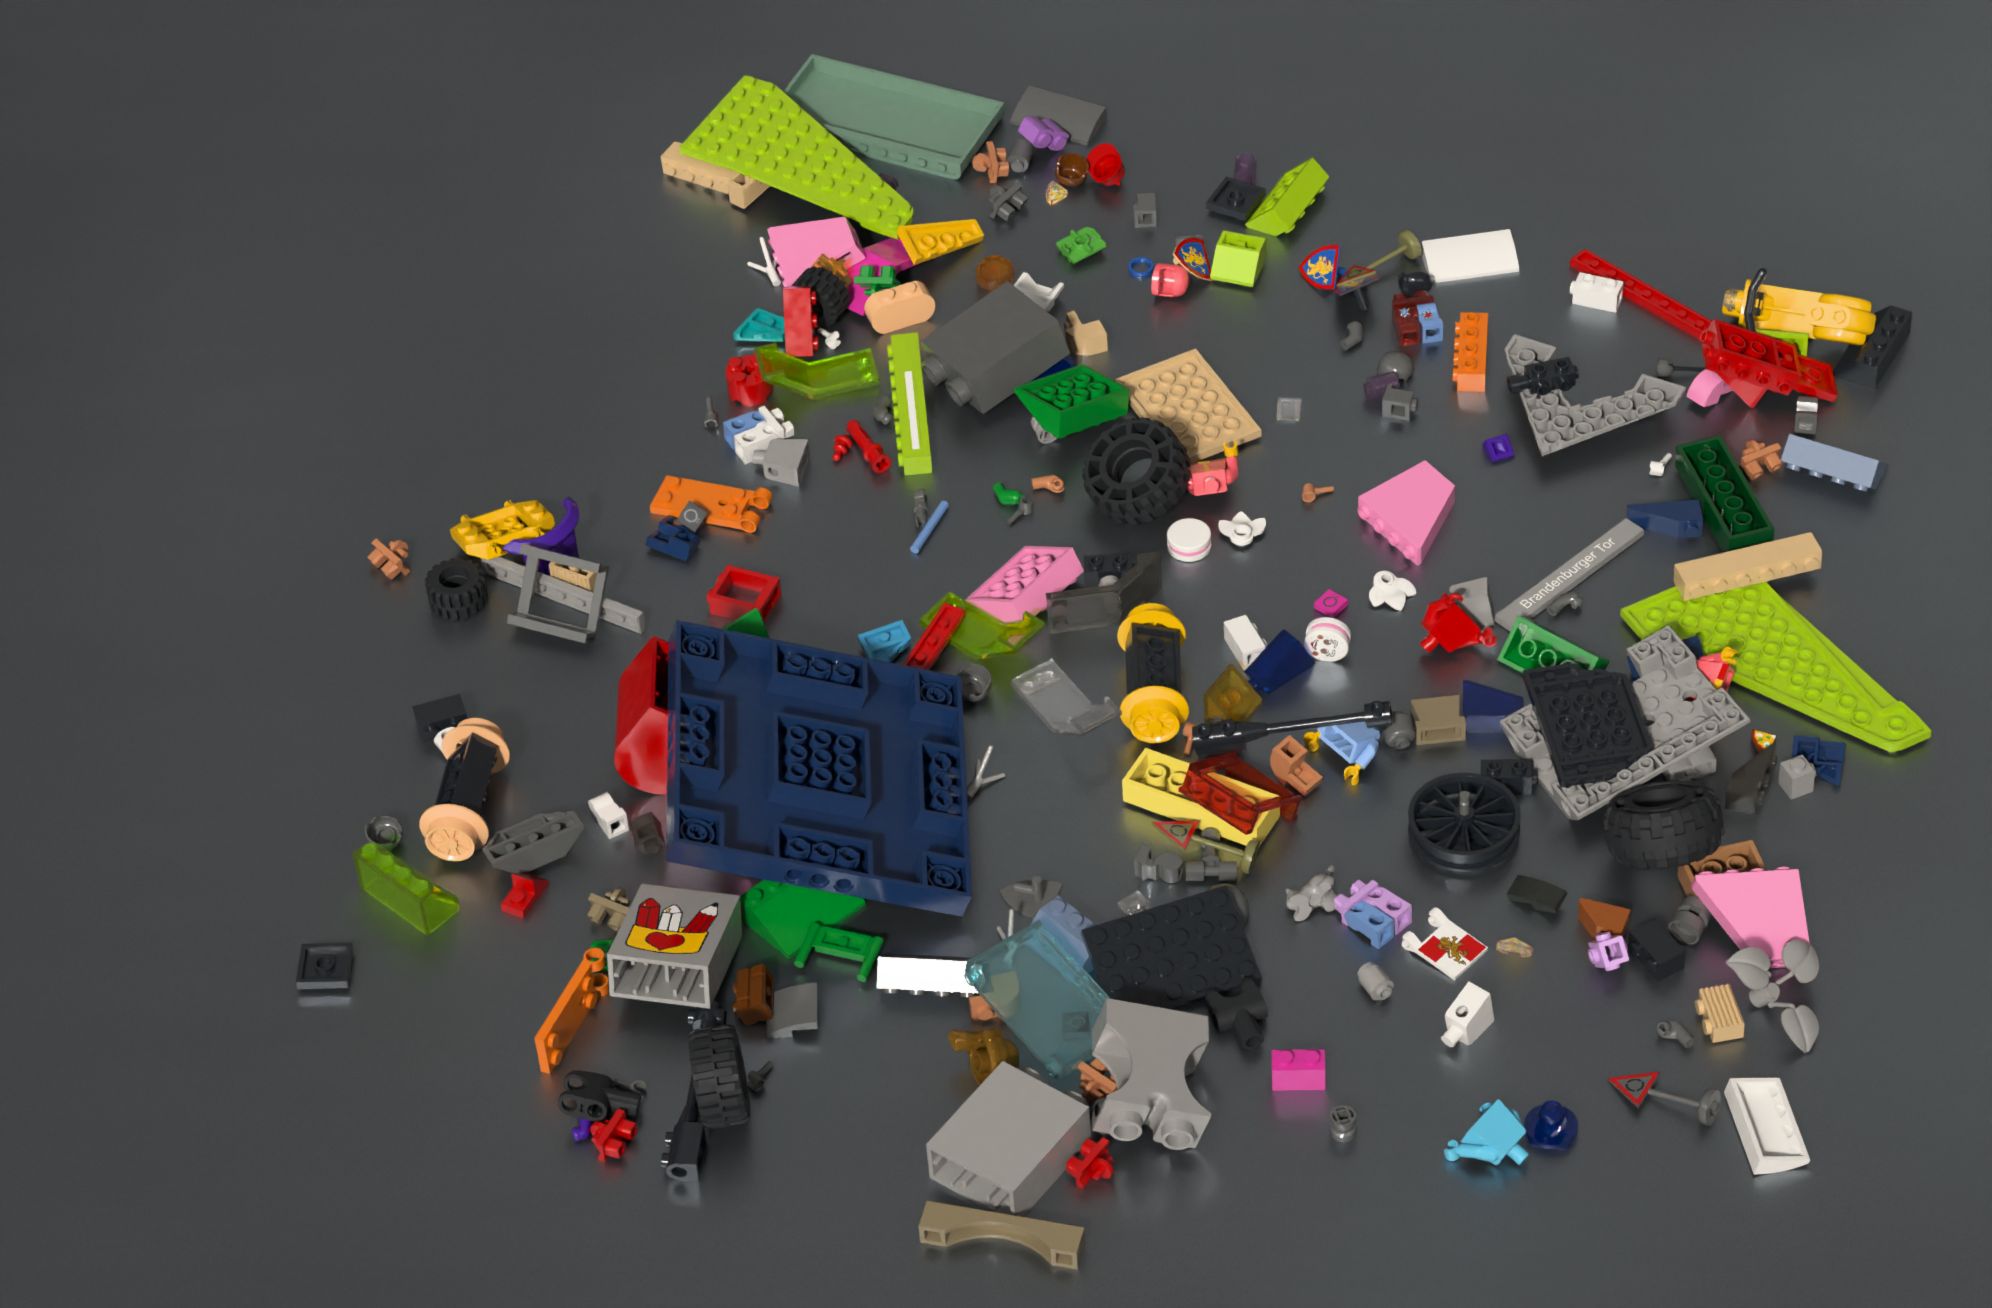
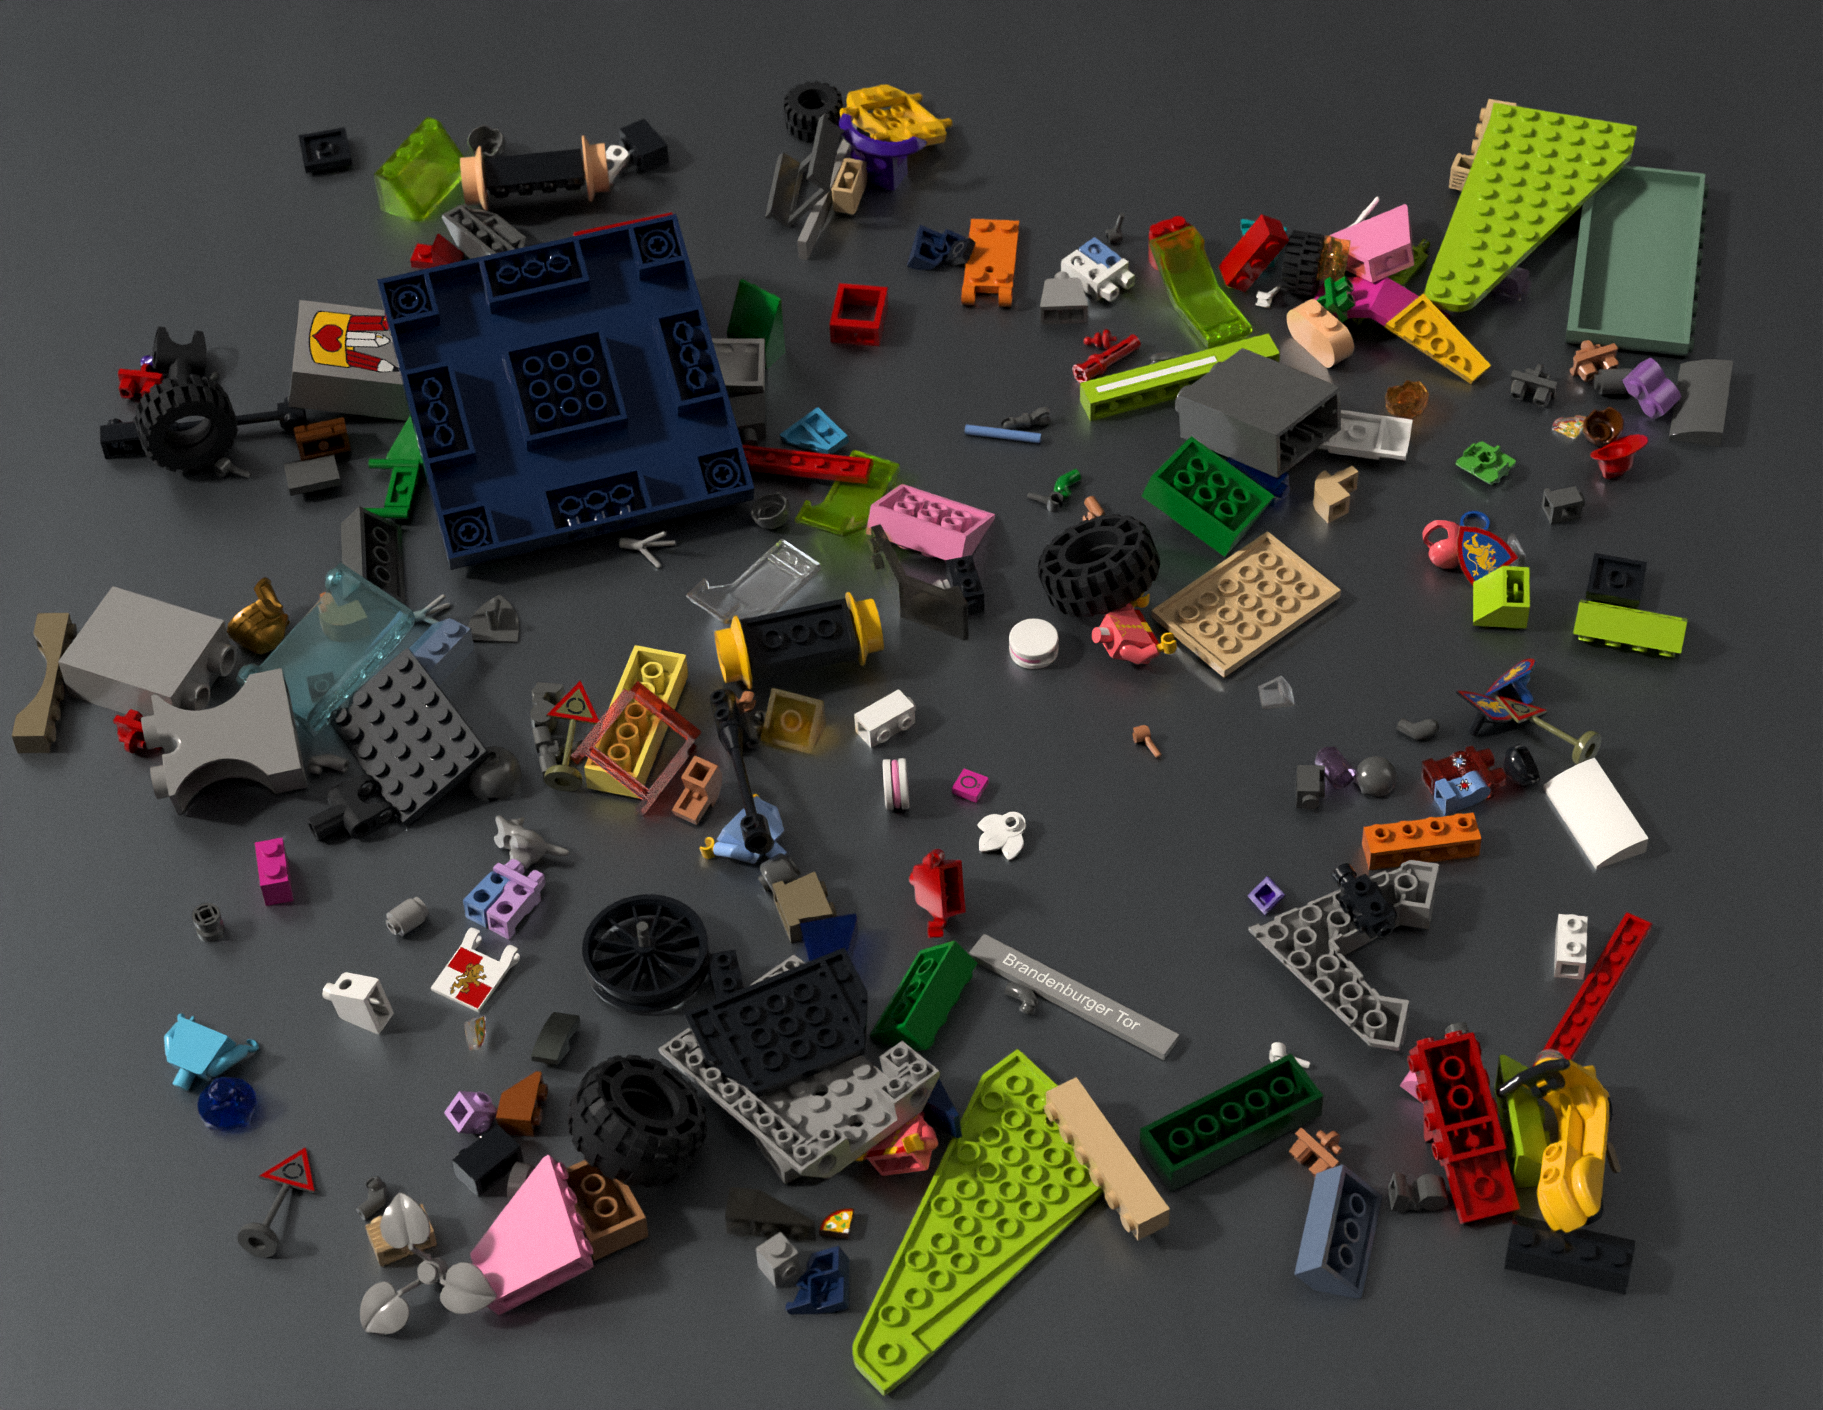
camera: 75 degrees right, 5 degrees up
(393, 555) = (848, 60): nougat hips -> none
(571, 1010) = (261, 311): orange hinge -> none
(1133, 903) = (485, 701): clear plate -> none
(1242, 529) = (1068, 687): white plate -> none
(1245, 168) = (1667, 578): clear purple brick -> none
(1278, 663) = (853, 751): clear blue slope -> none
(1409, 509) = (1133, 828): bright pink slope -> none
(1476, 601) = (984, 892): light grey torso -> none
(1671, 518) = (1188, 1075): dark blue slope -> none
(1766, 1124) = (247, 1300): white slope -> none

